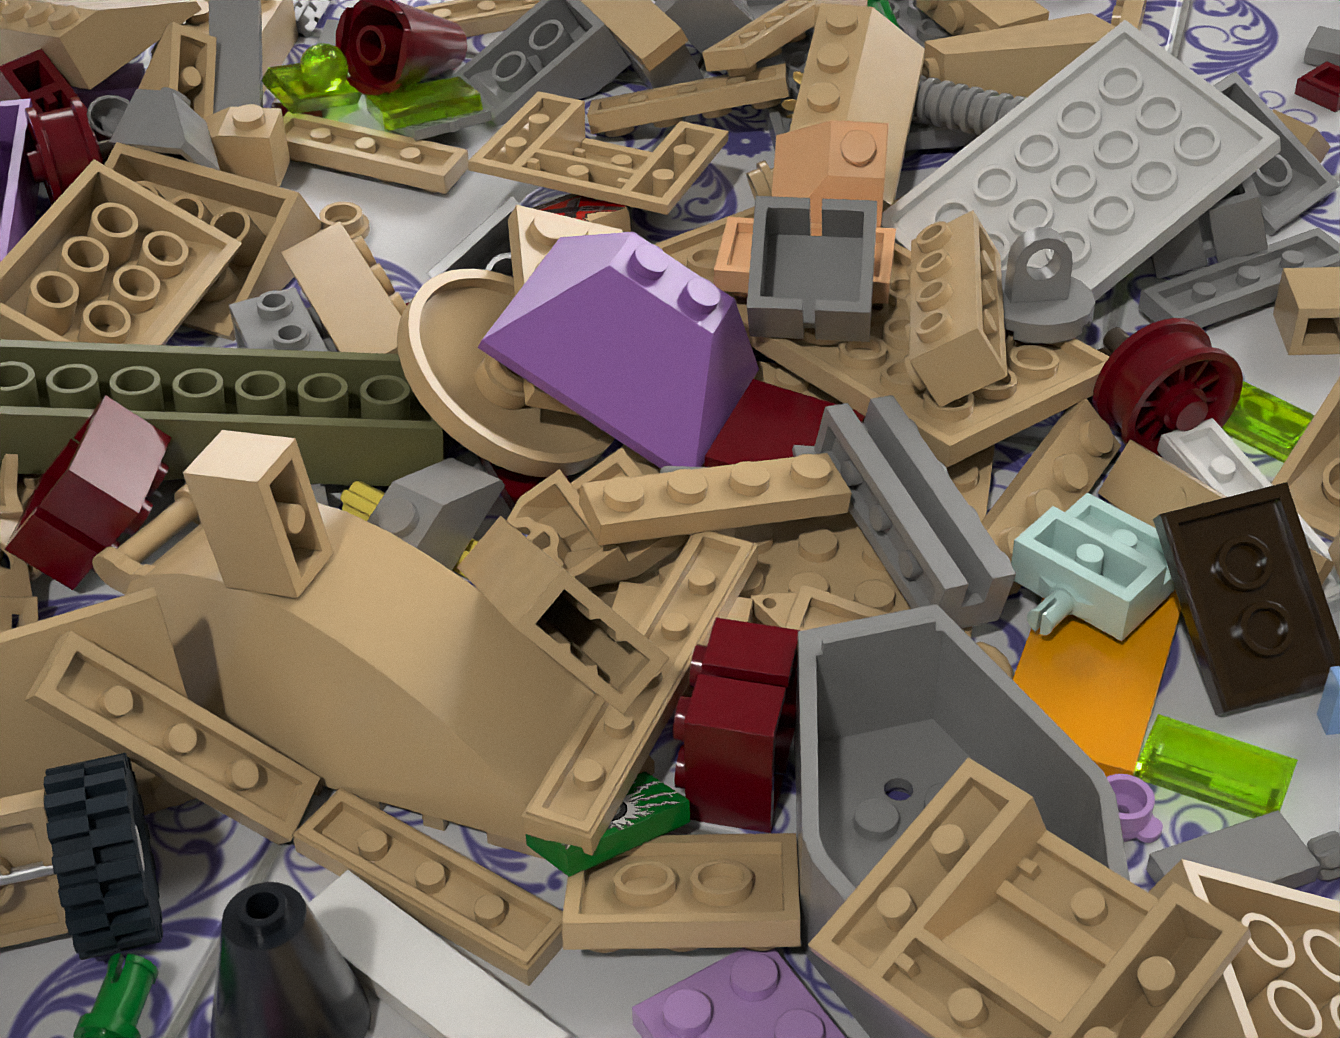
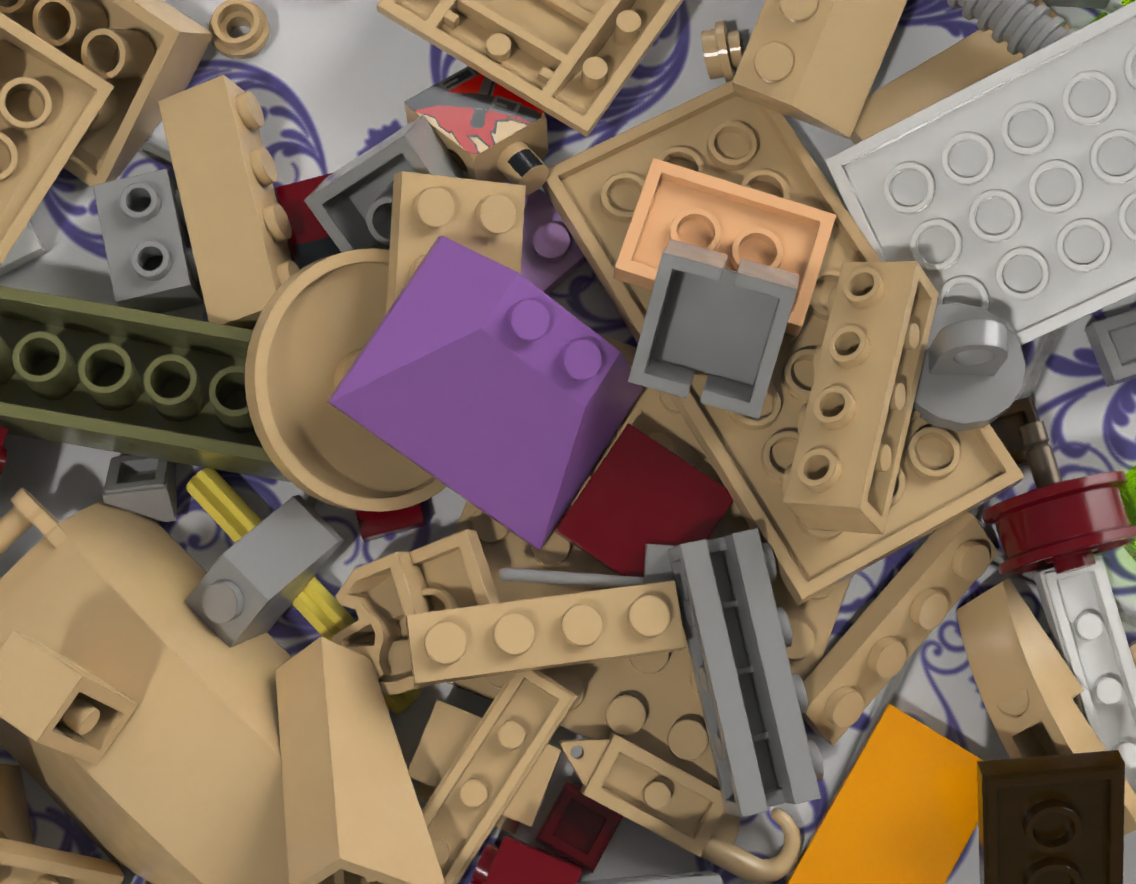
camera: 10 degrees right, 35 degrees up
(832, 163) = (777, 135): light nougat slope -> none
(1092, 566) = (914, 761): light aqua plate -> none

